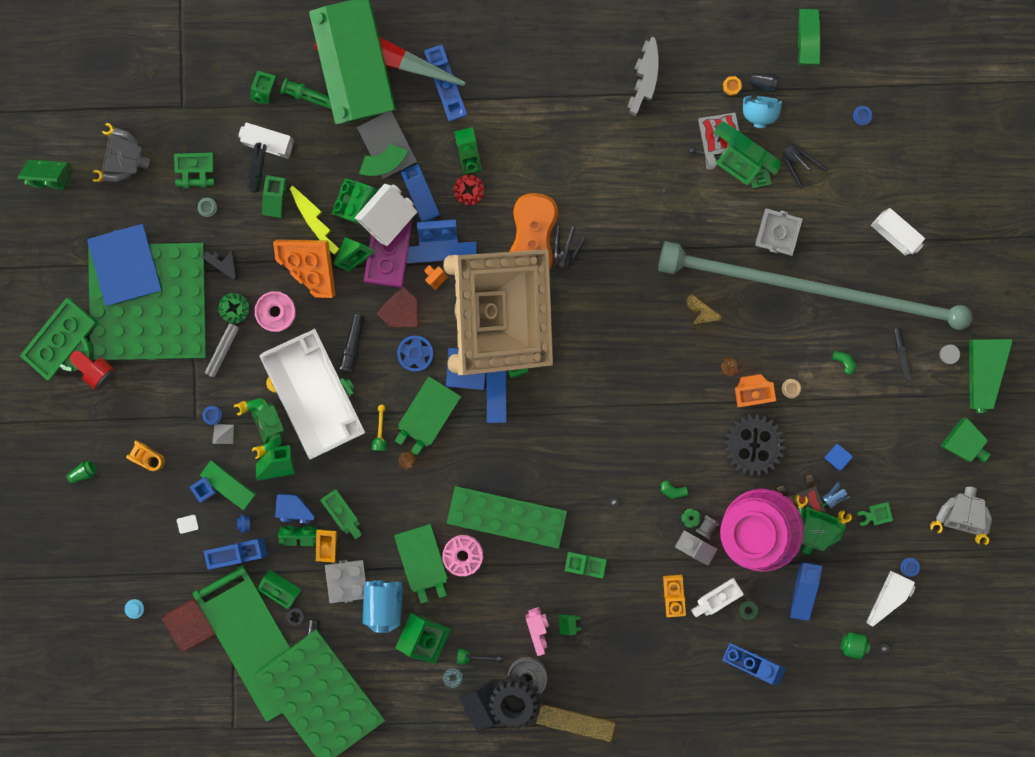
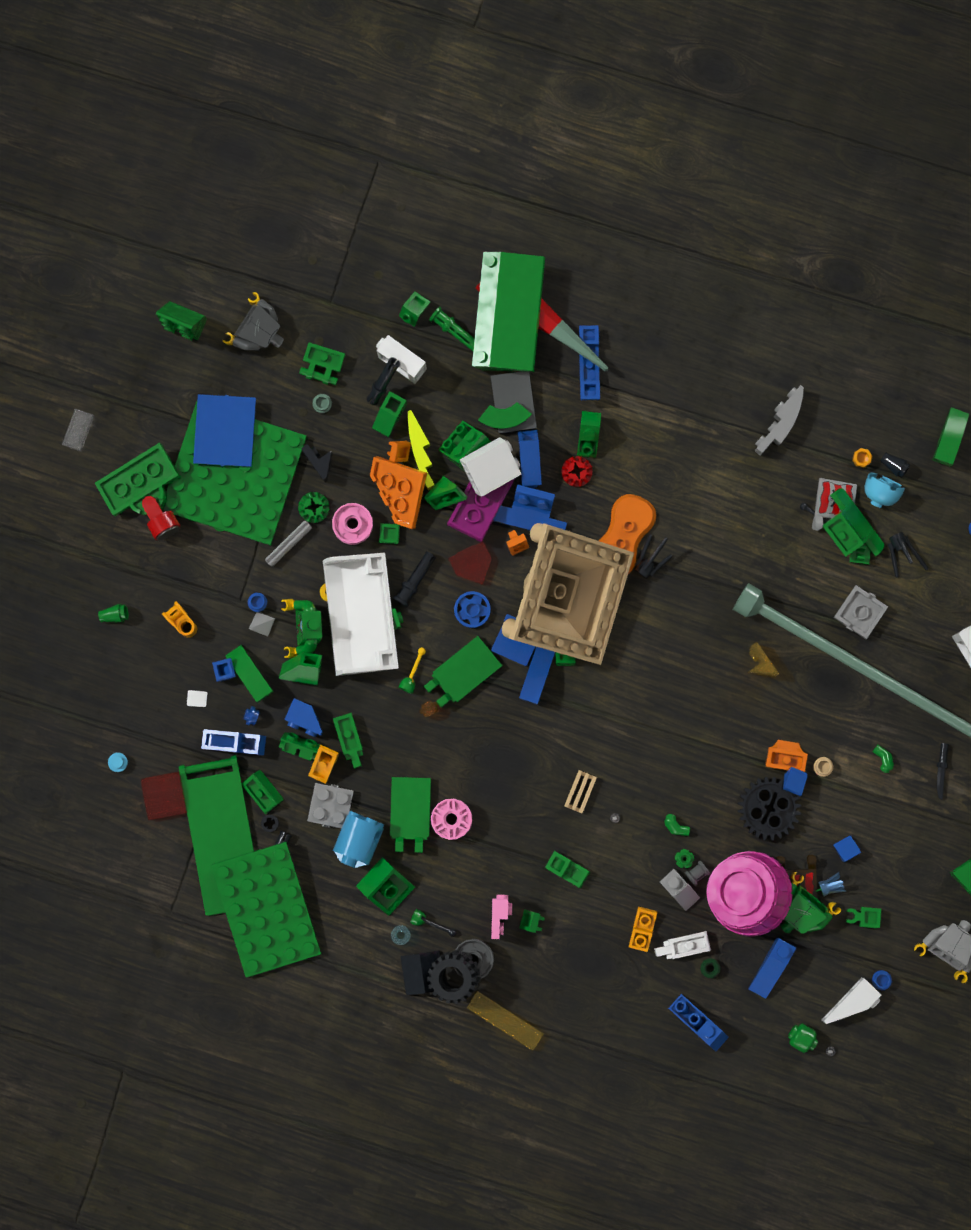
camera: 20 degrees right, 5 degrees down
(295, 228) = (399, 451): none -> orange tile
(313, 308) = (389, 533): none -> green tile
(506, 517) = (506, 797): green plate -> none
(573, 505) = (574, 807): none -> tan tile
(729, 366) = (770, 725): clear orange plate -> none
(769, 411) = (794, 781): none -> blue slope

